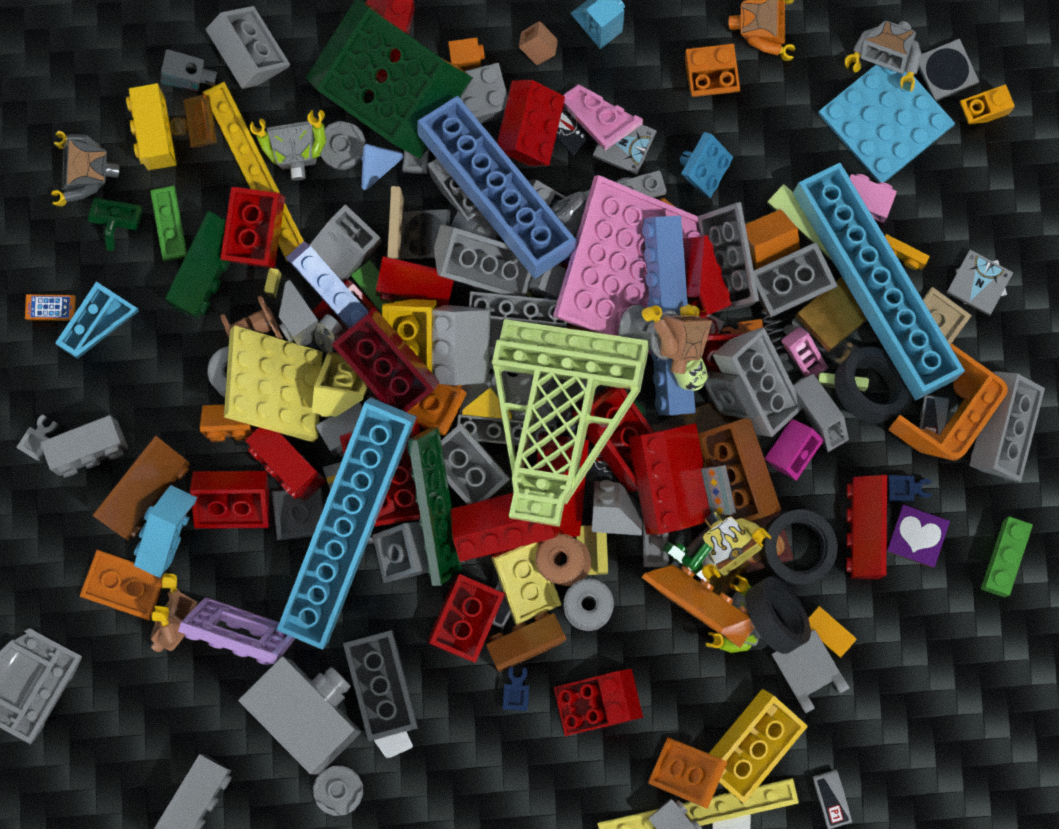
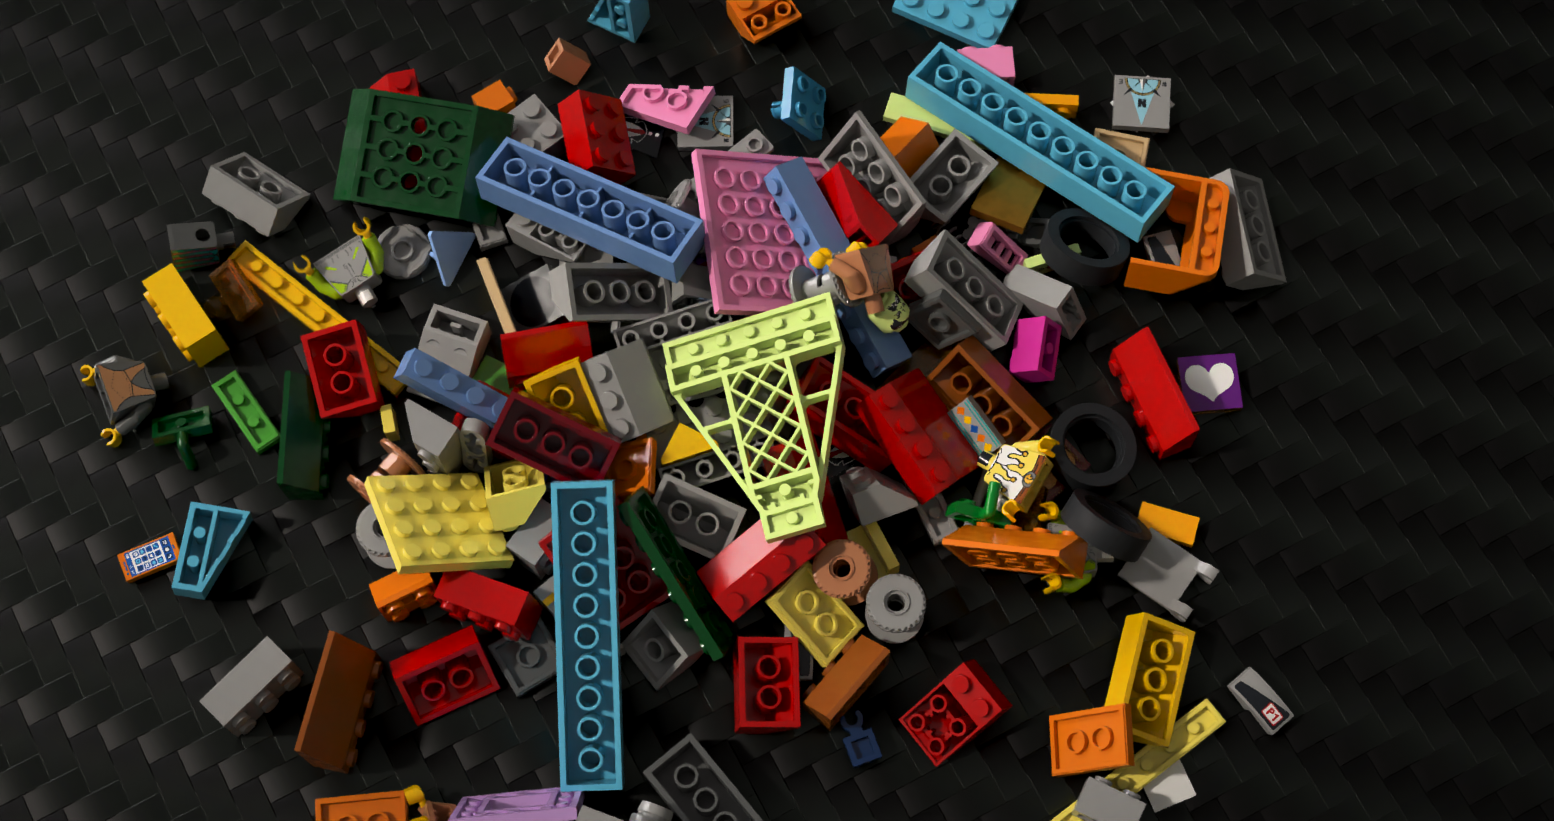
camera: 25 degrees left, 10 degrees down
(31, 440) = (190, 711): light grey plate -> none
(162, 531) = (382, 741): medium azure wedge -> none
(903, 488) = (1172, 340): dark blue plate -> none
(1006, 557) = (1313, 362): bright green brick -> none

